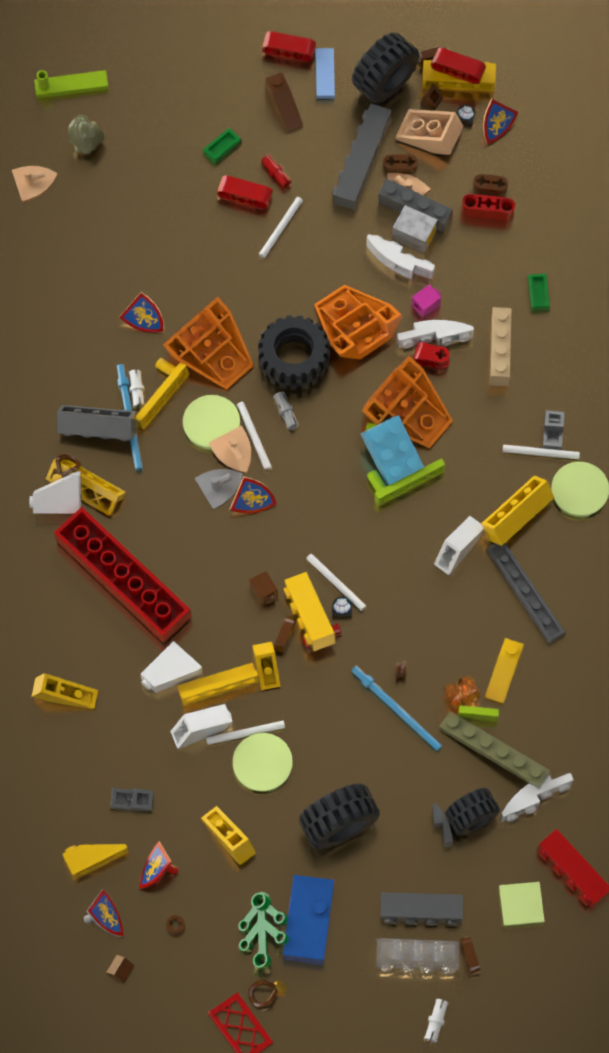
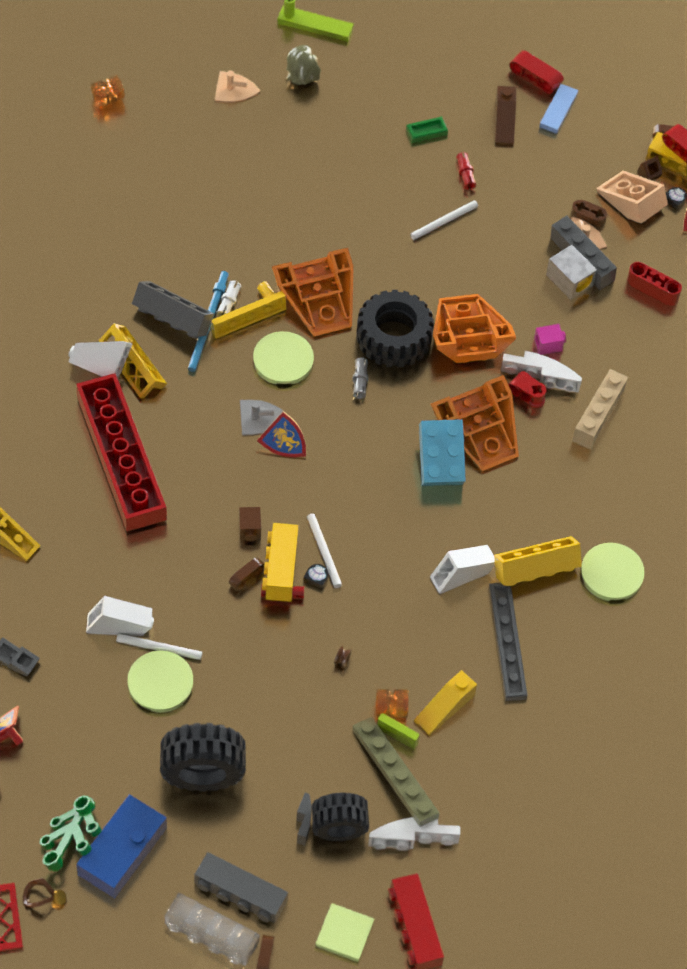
camera: 20 degrees right, 10 degrees down
(59, 475) = (122, 325): reddish brown piece -> none
(143, 315) = (270, 238): shield -> none
(170, 669) = (118, 556): white slope -> none
(218, 684) = (157, 591): yellow fence -> none
(229, 835) = (89, 732): yellow slope -> none
(233, 449) = (290, 390): light nougat shield -> none
(244, 192) = (425, 175): red beam -> none
(254, 436) = (317, 388): white bar -> none
(266, 665) = (213, 594): yellow slope -> none
(362, 156) = (554, 191): dark grey brick -> none
(368, 682) = (305, 655): dark azure bar -> none
(385, 67) = (616, 119): black tyre -> none
(387, 493) = (441, 491): lime piece -> none
(392, 256) = (538, 289): white slope -> none
(490, 184) = (668, 265): reddish brown beam -> none
(538, 292) = (665, 378): green tile -> none
(541, 452) = (591, 521): white bar -> none
(553, 430) = (613, 507): dark grey slope -> none

